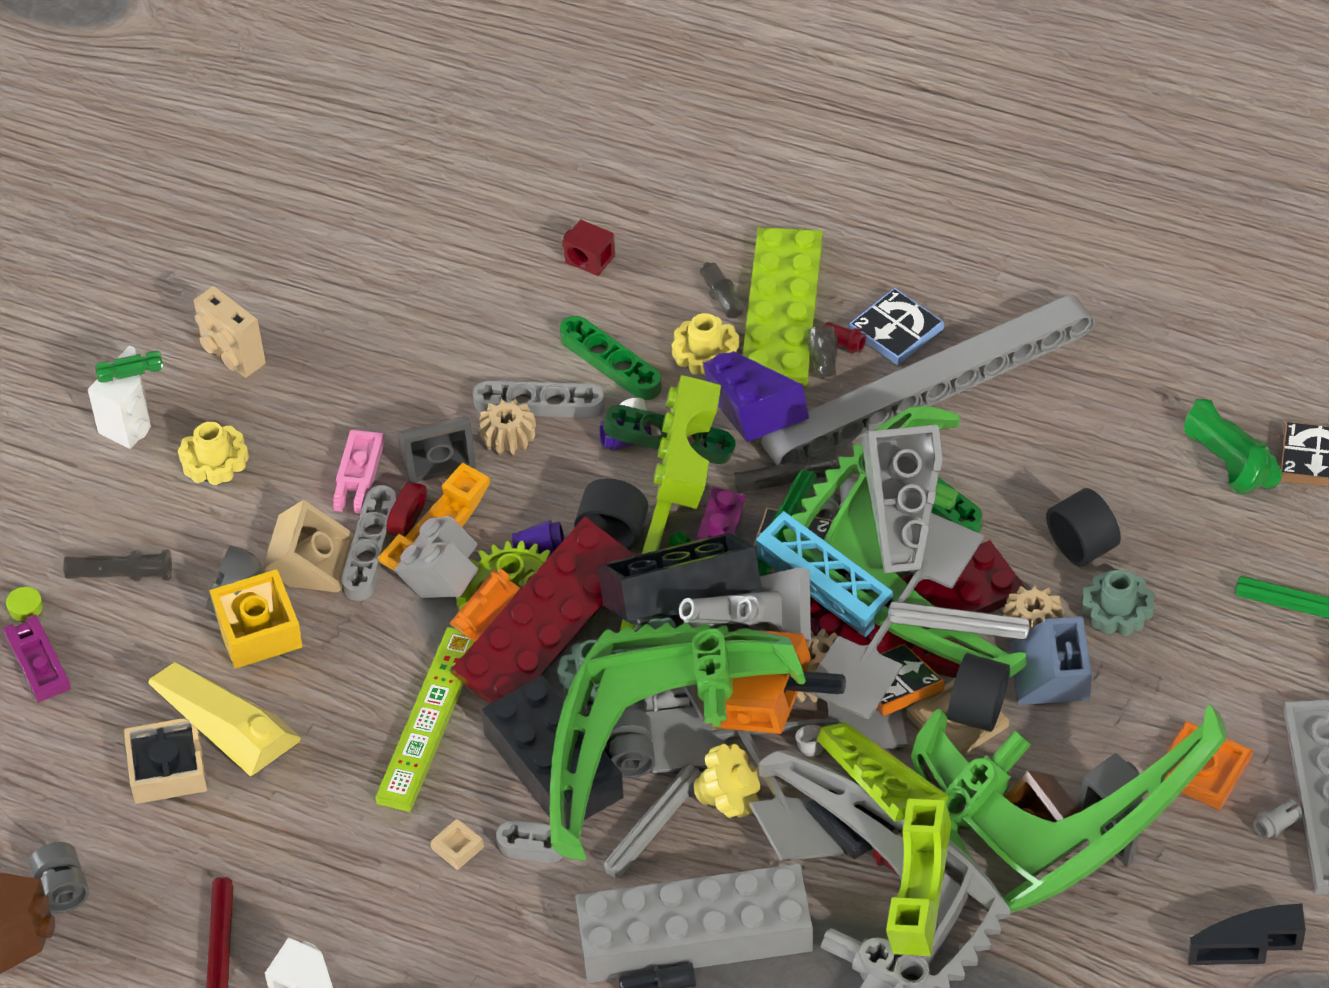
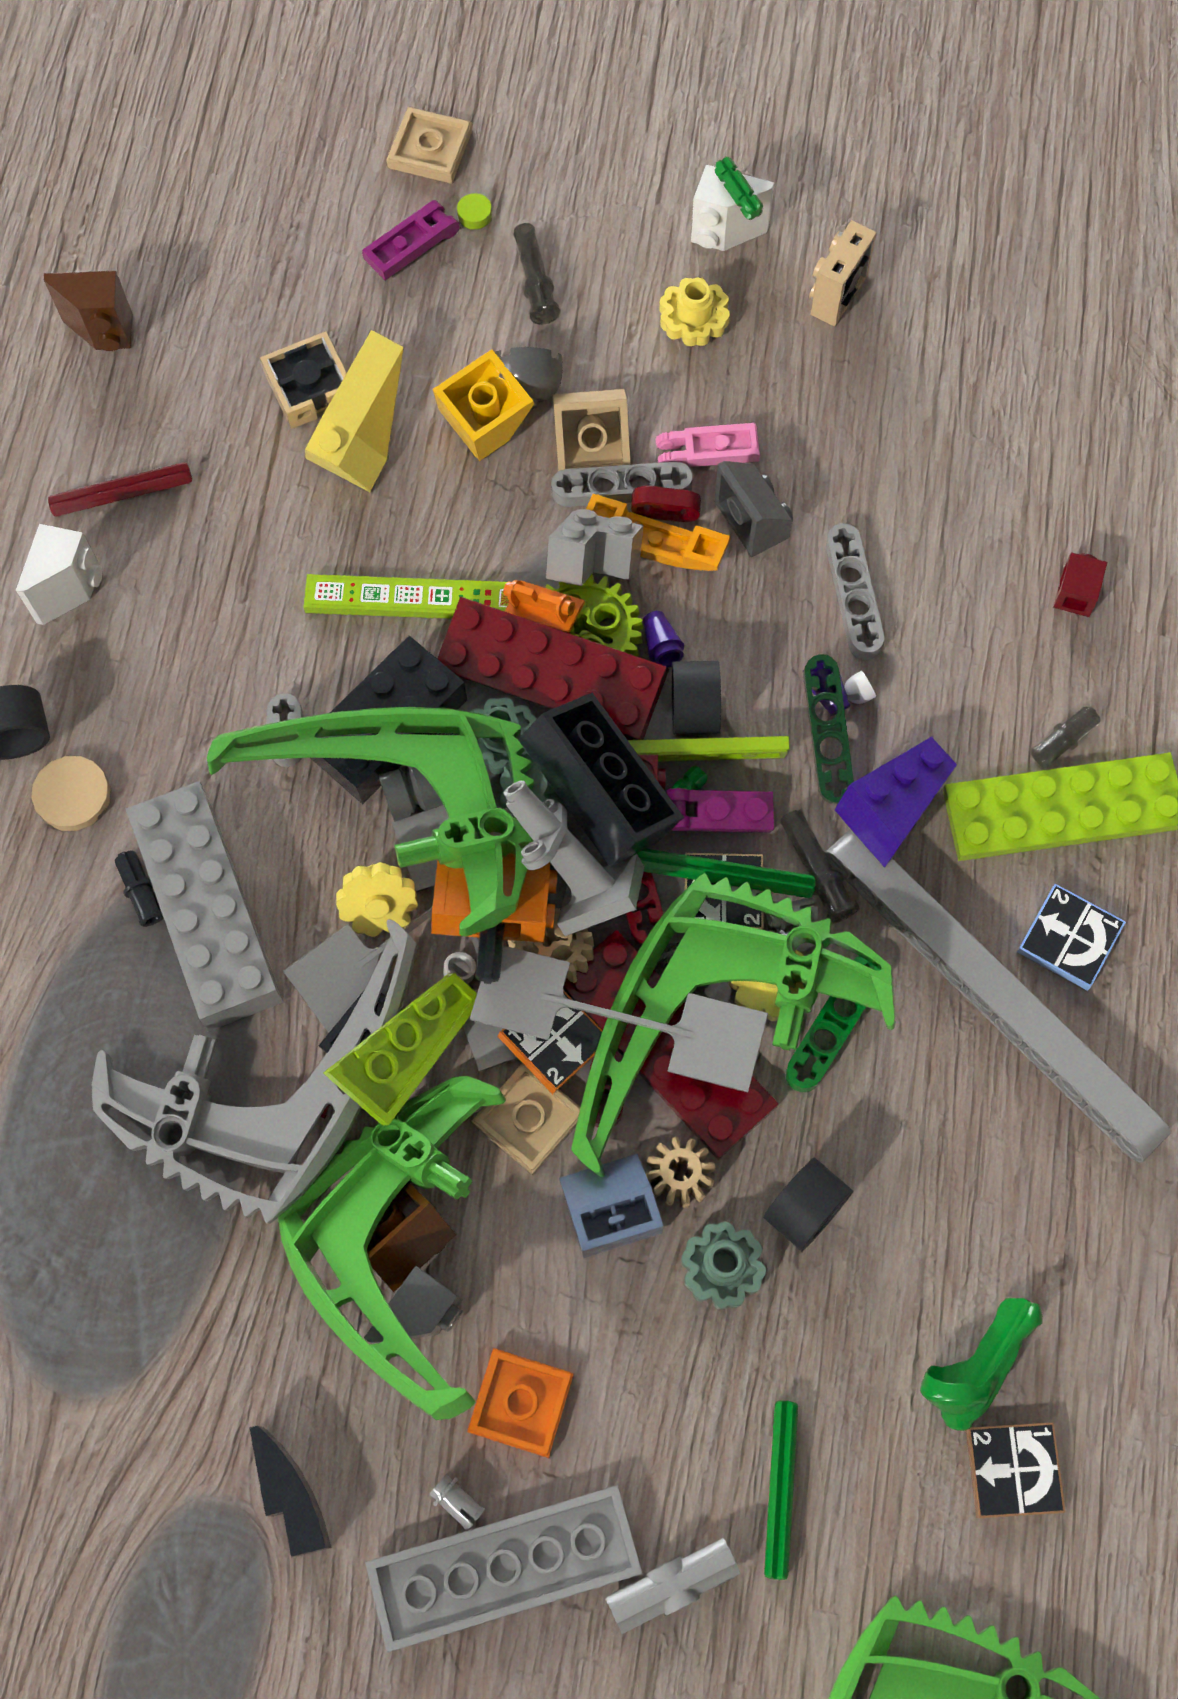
camera: 75 degrees right, 20 degrees up
(60, 876) = (171, 333): dark grey wheel -> none
(457, 844) = (265, 662): tan plate -> none
(507, 426) = (794, 556): tan gear -> none
(614, 354) = (932, 646): green beam -> none
(651, 822) = (327, 836): light grey axle -> none
(683, 471) = (854, 741): lime arch -> none
(702, 340) = (977, 737): light yellow plant -> none
(822, 588) = (645, 922): medium azure fence -> none
(823, 345) = (1002, 862): clear smoke cone -> none
(849, 339) = (1033, 882): dark red pin -> none
(902, 485) = (763, 981): light grey wedge -> none
(916, 907) = (215, 1118): lime arch -> none
(958, 620) = (622, 1088): light grey axle -> none
(978, 692) = (531, 1129): black piece -> none

